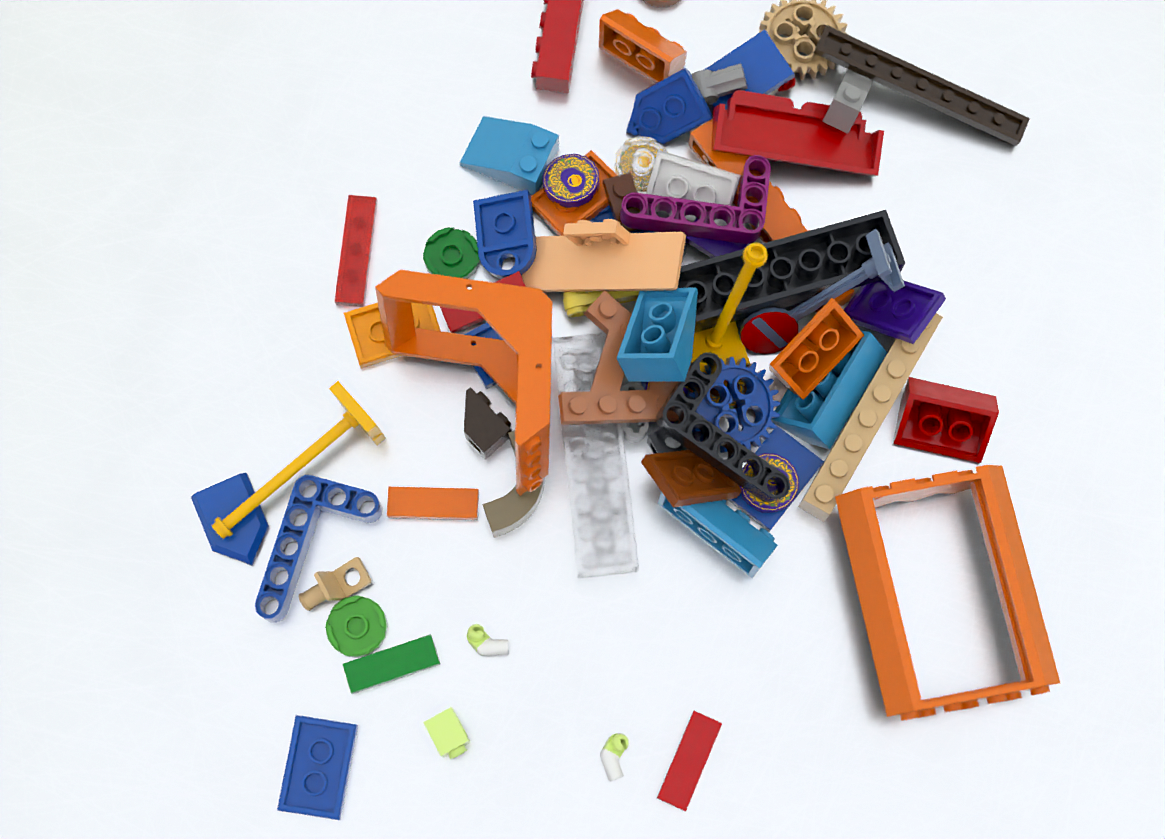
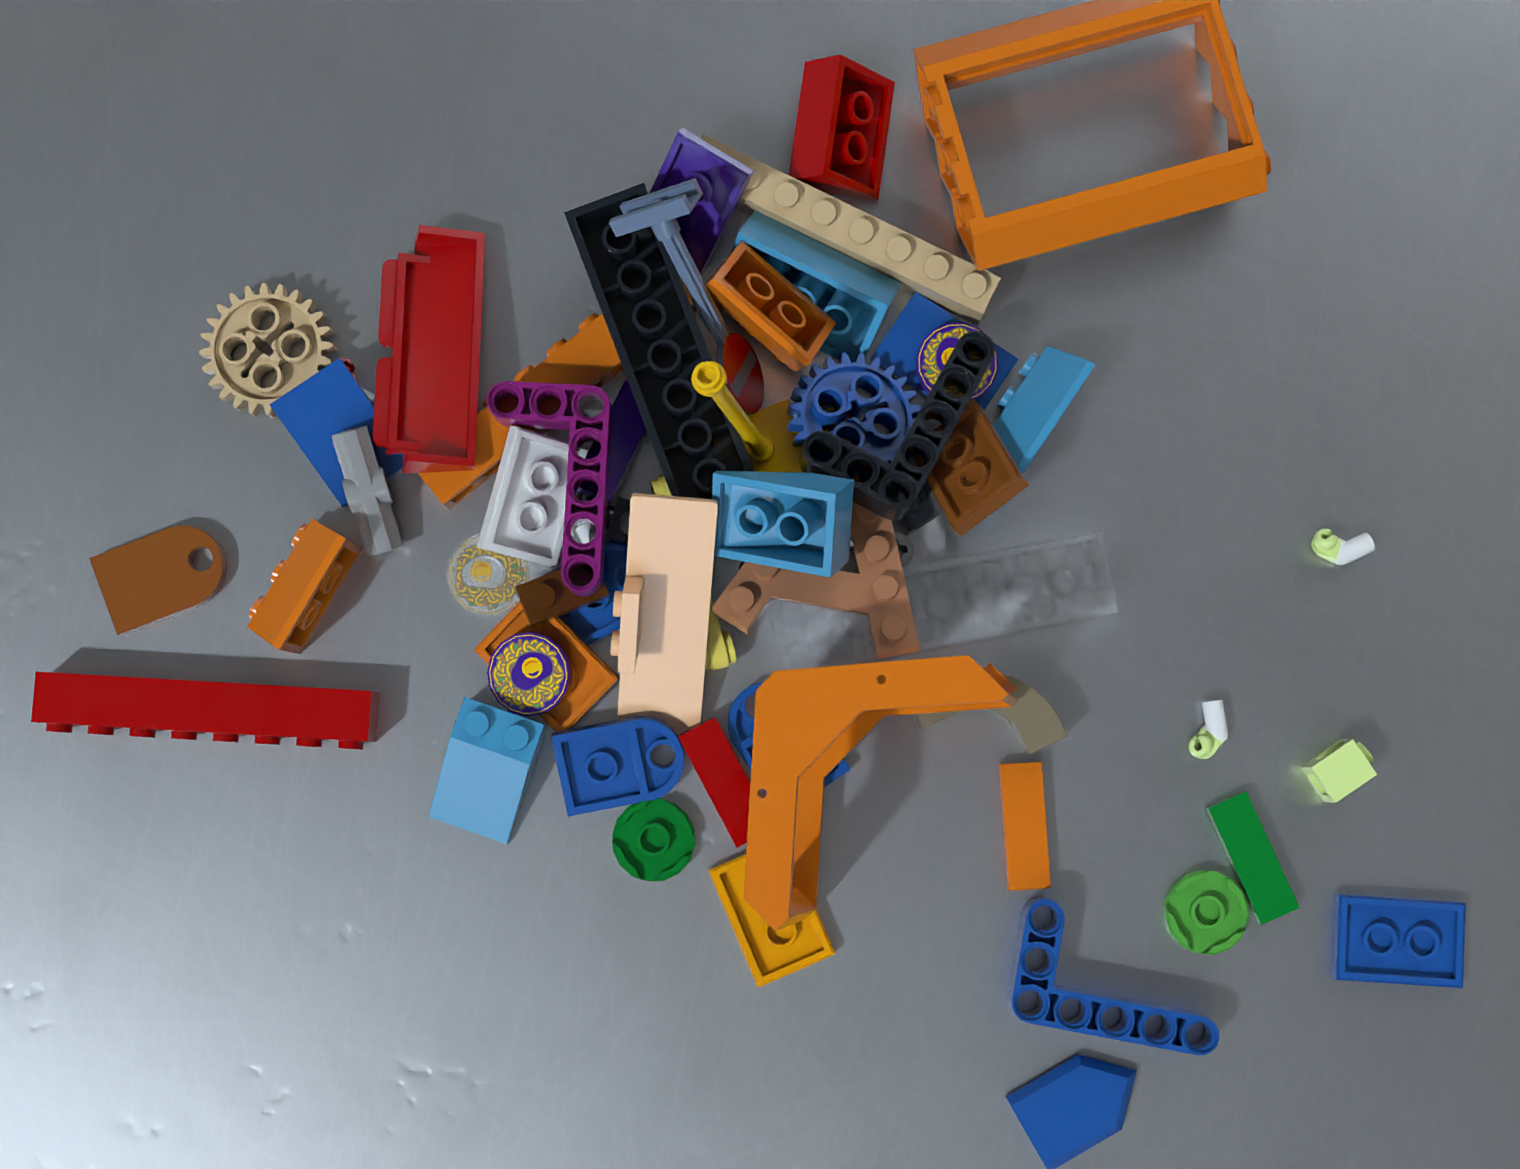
camera: 90 degrees left, 10 degrees up
(333, 585) = (1157, 949): tan bracket -> none
(353, 417) = (921, 949): yellow tile -> none
(356, 251) = (657, 981): clear red tile -> none
(482, 426) = (911, 766): dark brown slope -> none
(669, 108) = (406, 538): blue tile -> none
(689, 760) = (1335, 448): red tile -> none
(848, 101) = (367, 275): light grey slope -> none
(921, 85) = (340, 177): dark brown plate -> none

